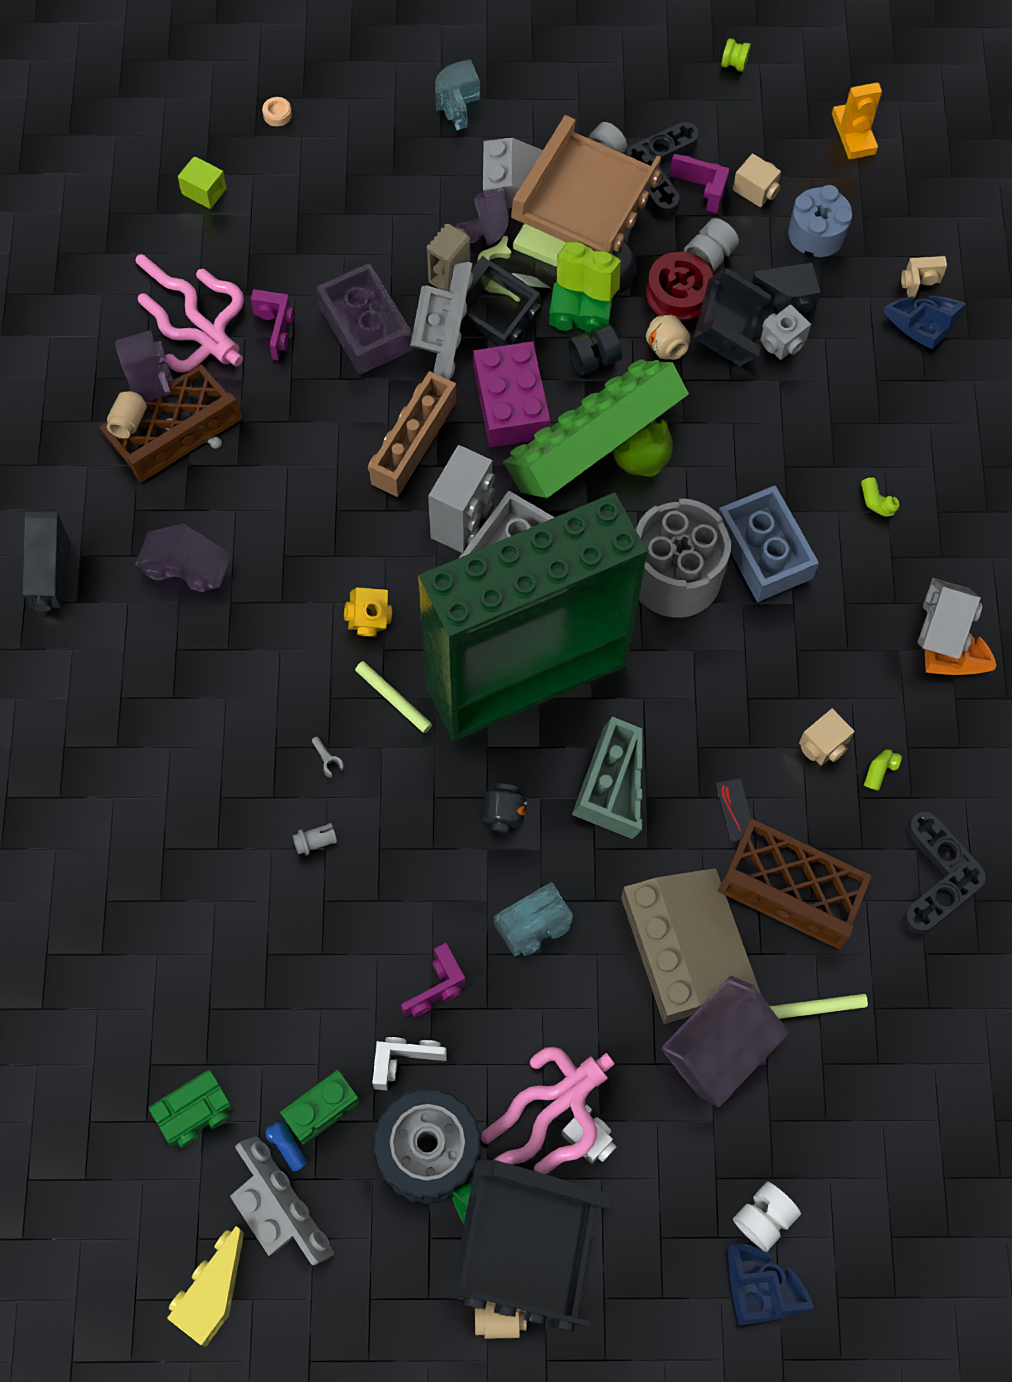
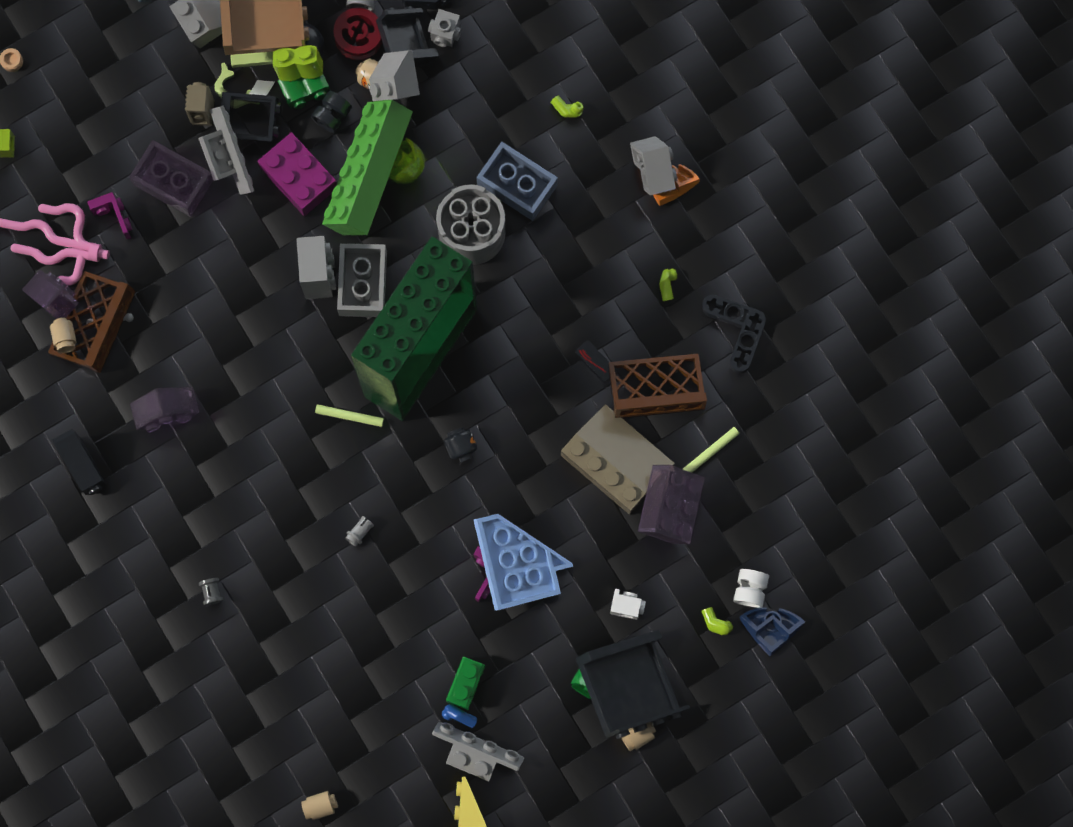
camera: 30 degrees left, 10 degrees up
(37, 1148) = (319, 805): none -> tan brick
(91, 802) = (211, 591): none -> dark grey bush
(191, 1110) = (392, 730): green brick -> none
(326, 756) = (333, 477): light grey hand -> none
(375, 603) = (301, 372): yellow brick -> none
(386, 1068) = (488, 638): white bracket -> none
(412, 433) = (253, 239): medium nougat brick -> none
(420, 1118) = (545, 648): wheel -> none
(480, 994) = (516, 563): none -> light blue wing
(493, 214) = (209, 60): clear purple brick -> none
(533, 920) = (519, 500): clear light blue brick -> none
(568, 1092) = (600, 589): bright pink plant -> none
(613, 781) = (514, 389): sand green wedge -> none
(691, 344) = (394, 77): none -> light grey slope
(691, 1237) = (716, 625): none -> lime arm
(826, 738) = (624, 285): tan brick -> none

